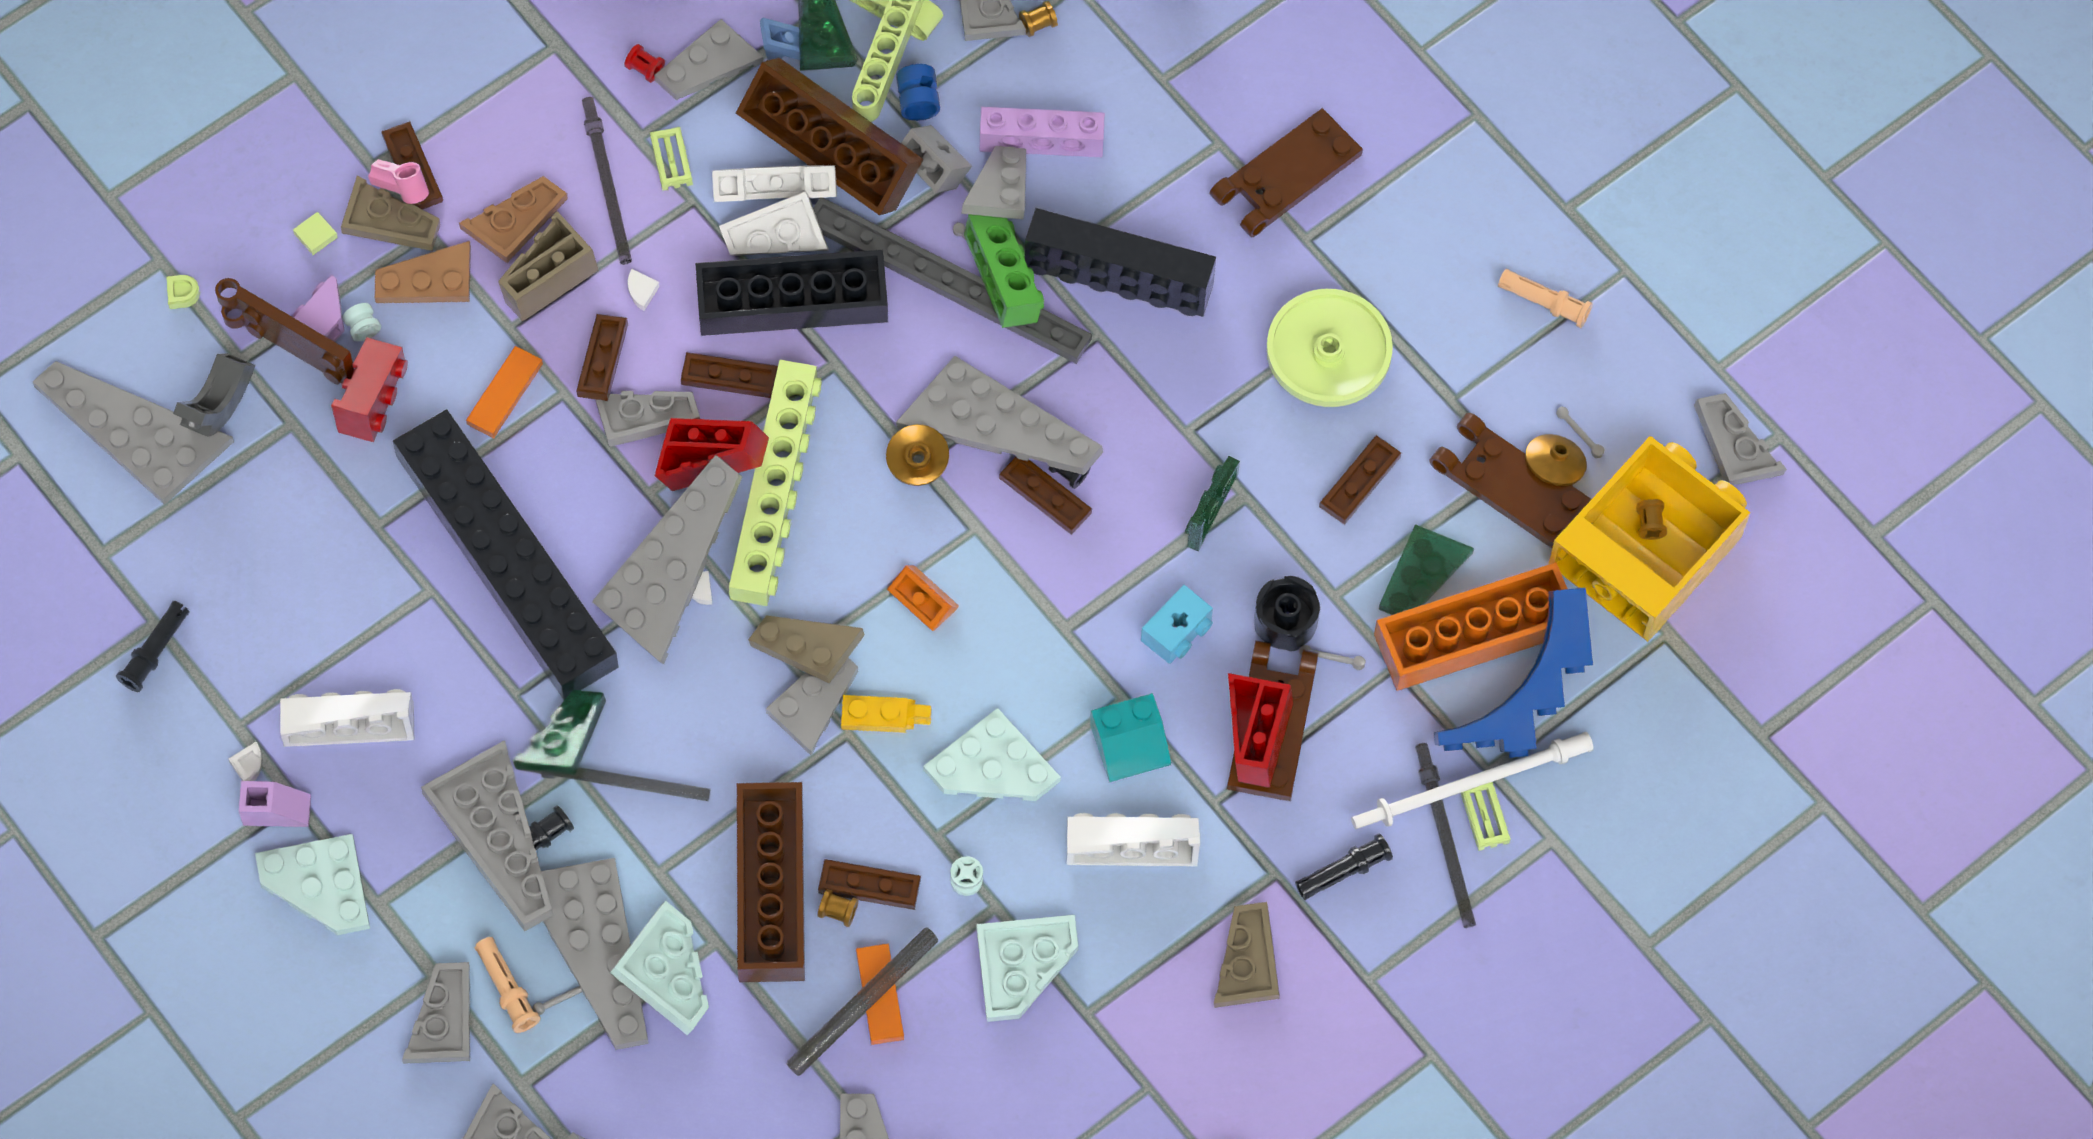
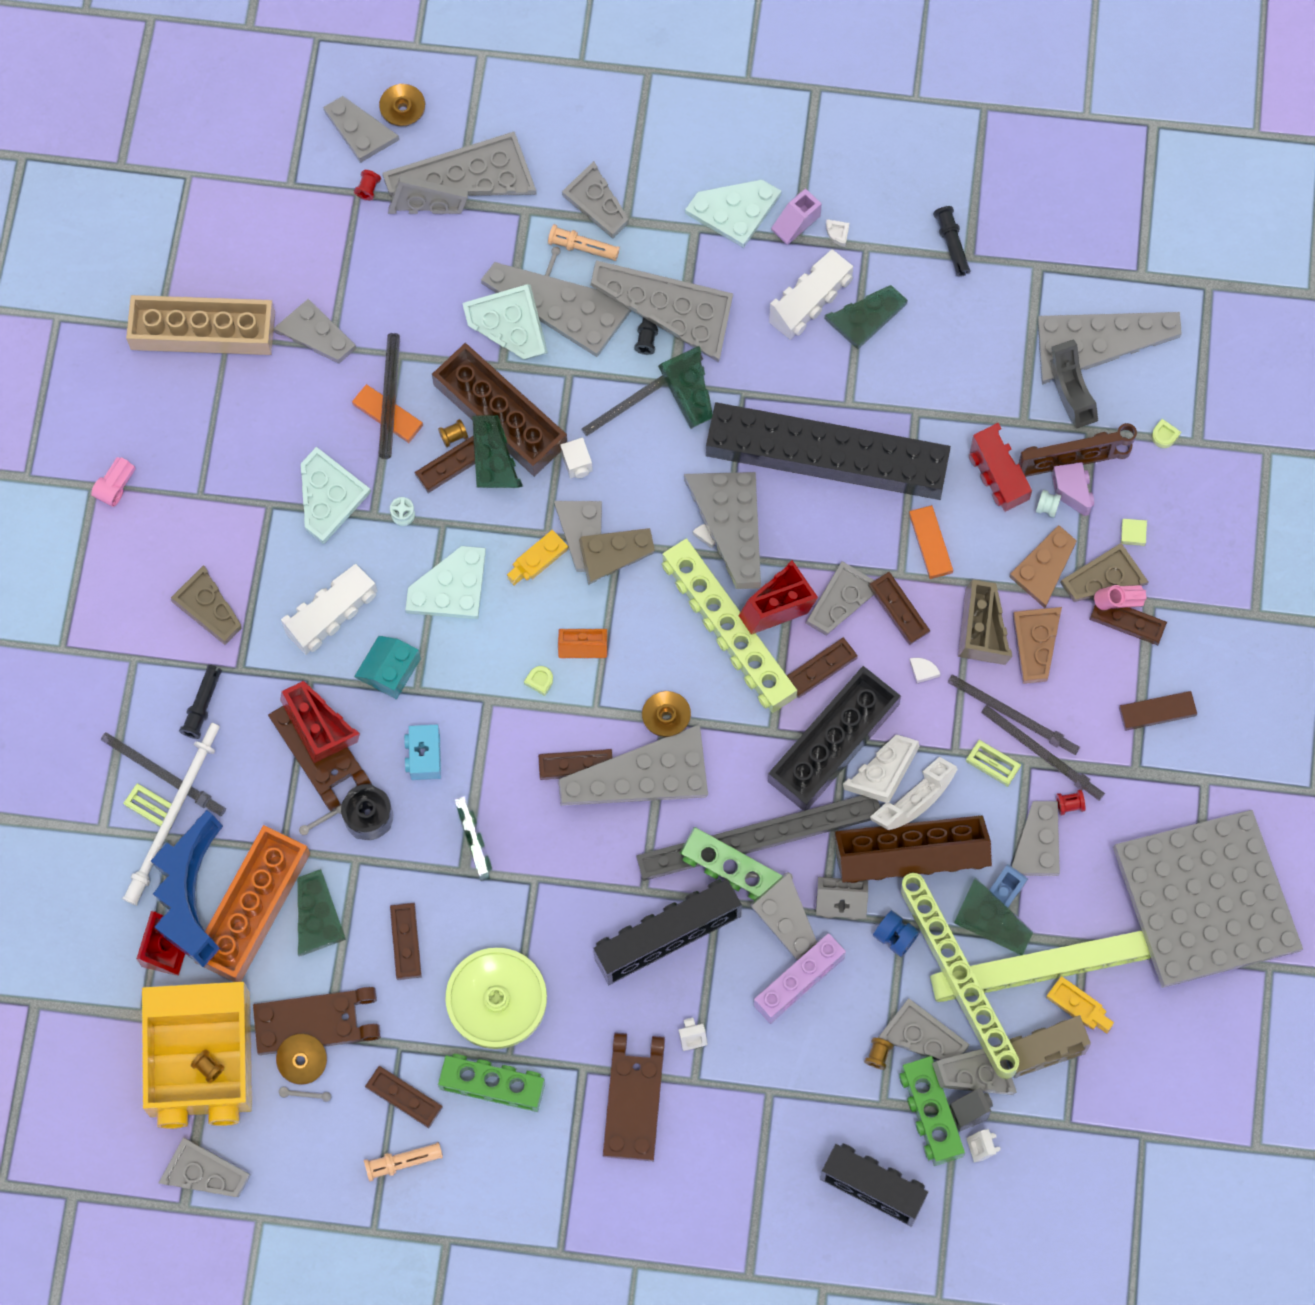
camera: 140 degrees right, 5 degrees up
(317, 650) = (866, 317): none -> clear green wing
(478, 70) = (1158, 710): none -> reddish brown tile
(614, 76) = (1082, 782): none -> clear smoke bar
(746, 765) = (576, 458): none -> white brick
(828, 834) = (492, 458): none -> clear green wing
(998, 599) = (539, 679): none -> yellowish green tile
(1183, 172) = (692, 1035): none -> white tile
(1383, 247) = (527, 1099): none -> bright green brick
(1492, 351) = (404, 1097): none -> reddish brown tile
(1609, 669) = (157, 952): none -> red slope

